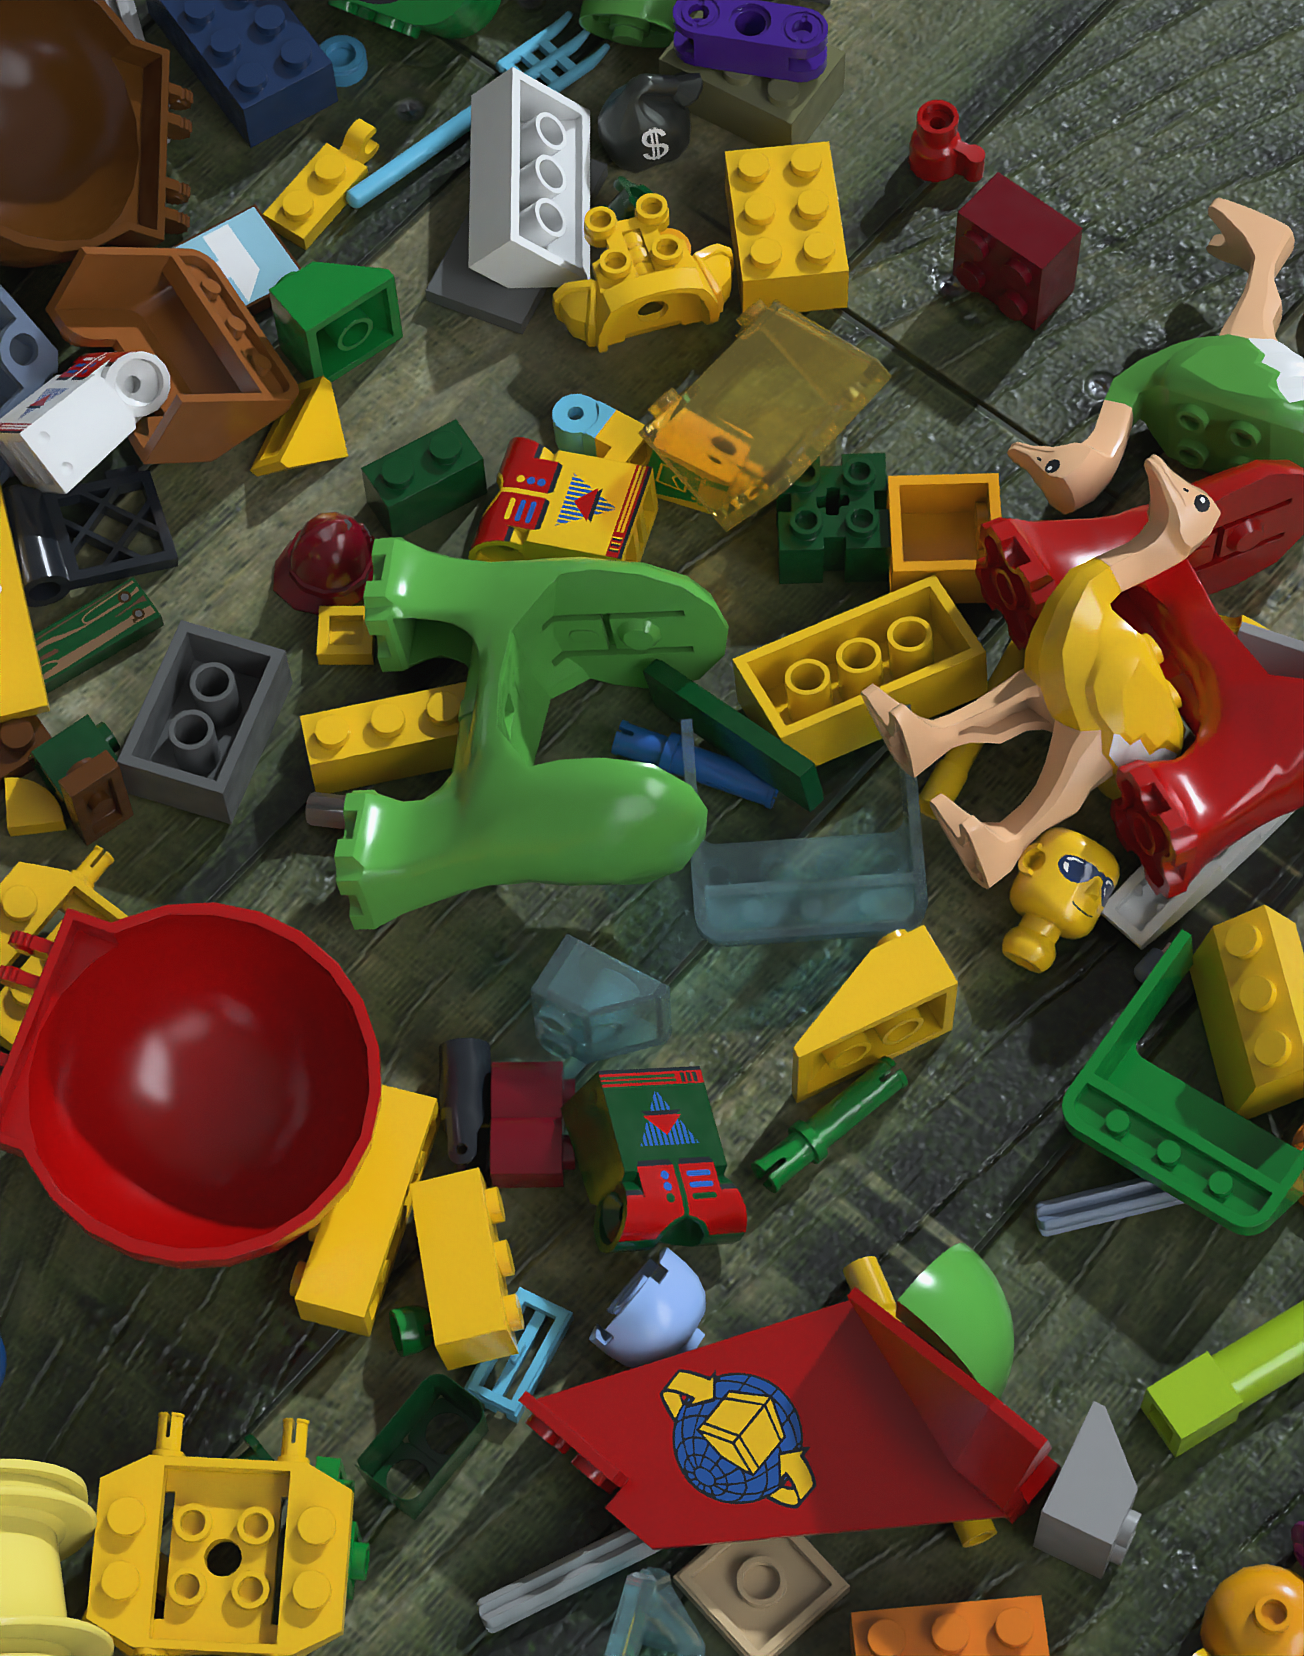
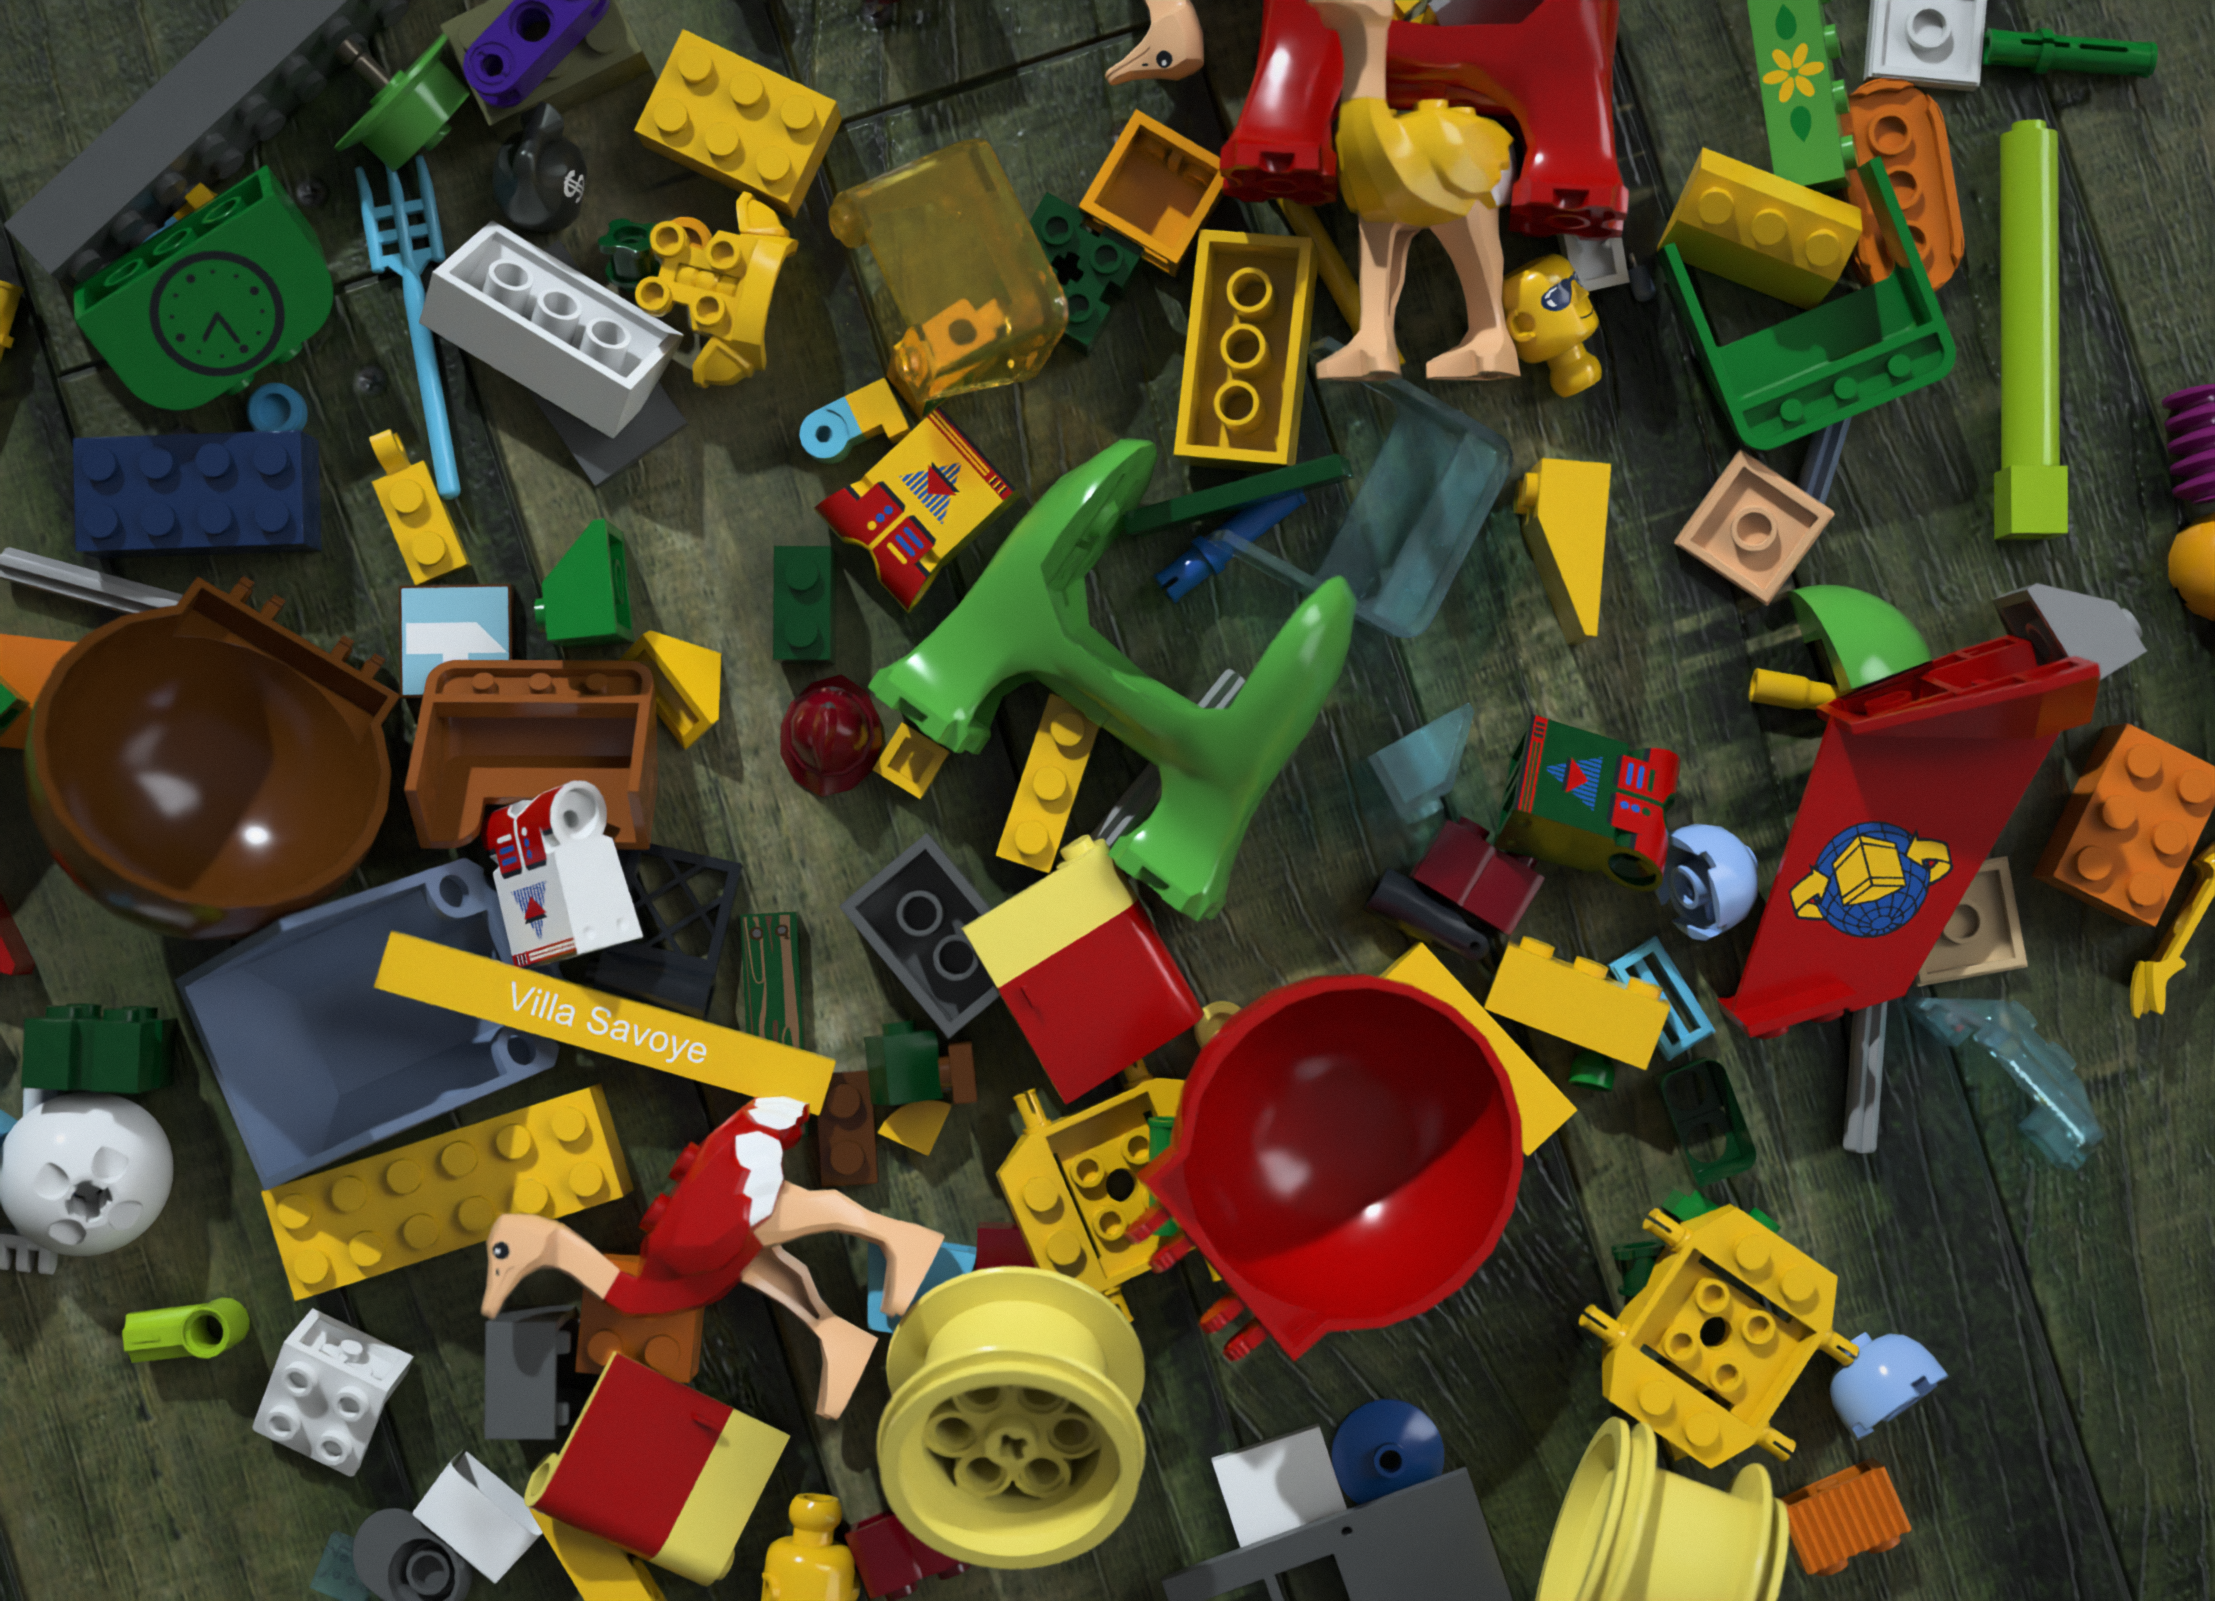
camera: 65 degrees left, 25 degrees up
(241, 825) = (1084, 970): none -> red door
(811, 1138) = (1624, 637): green pin -> none
(1000, 1176) = (1754, 527): none -> light nougat tile

